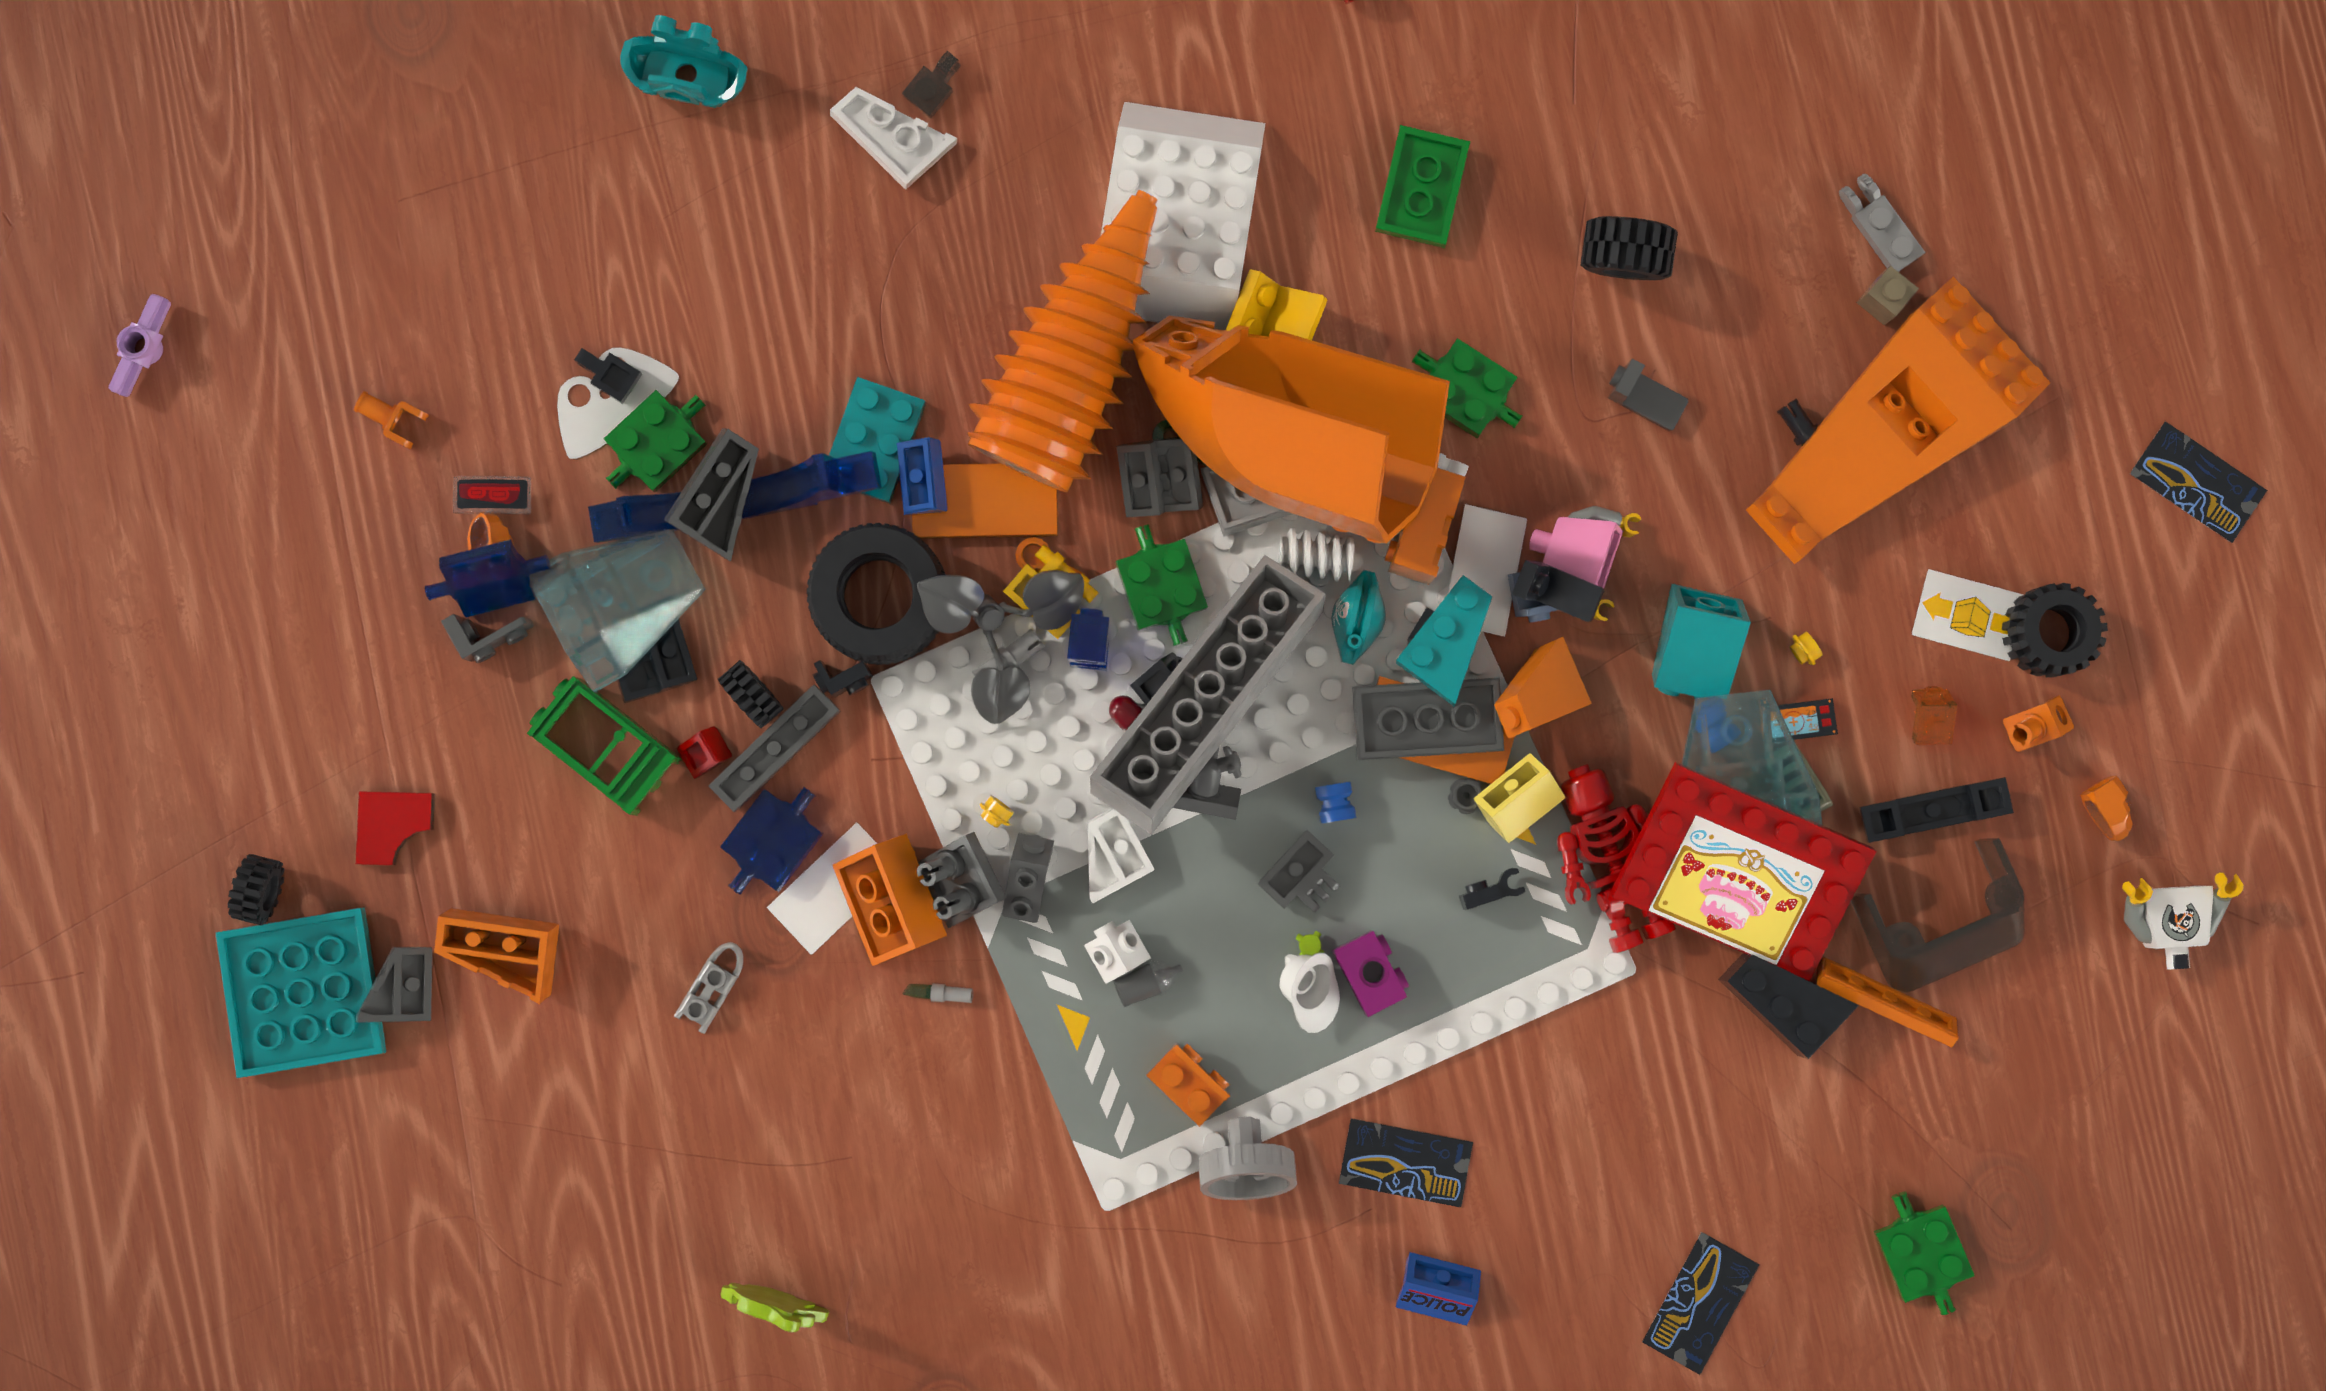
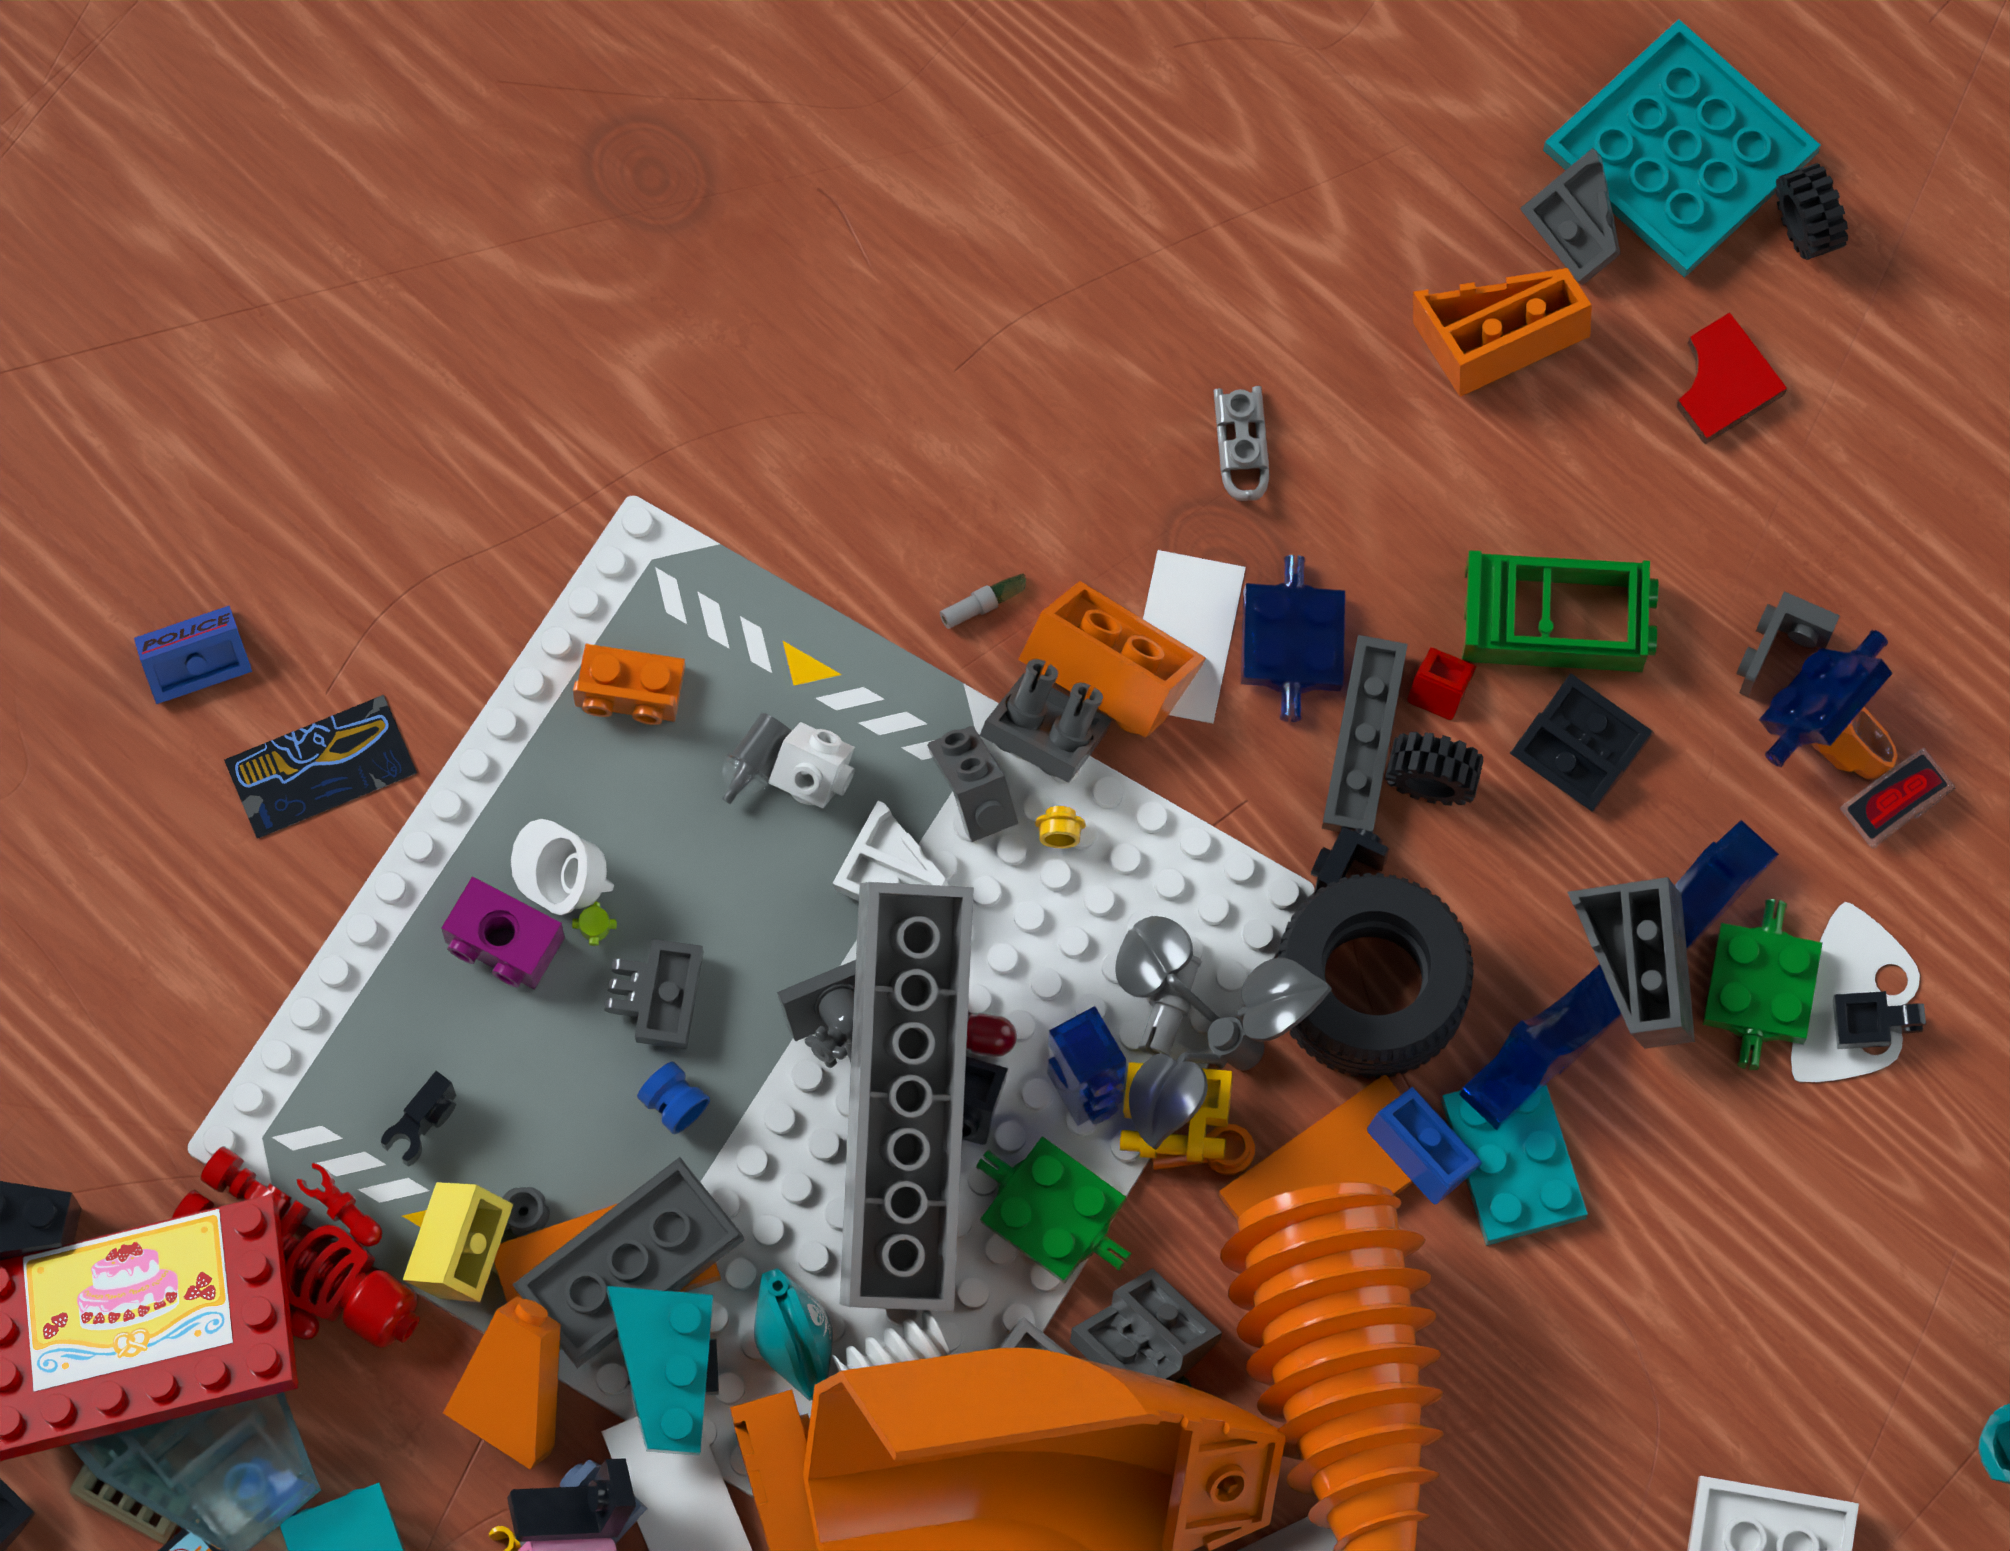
camera: 145 degrees right, 15 degrees down
(616, 601) = (1666, 768): clear light blue wedge -> none
(774, 1306) = (924, 160): lime tile -> none
(1247, 1166) = (503, 630): light grey piece -> none

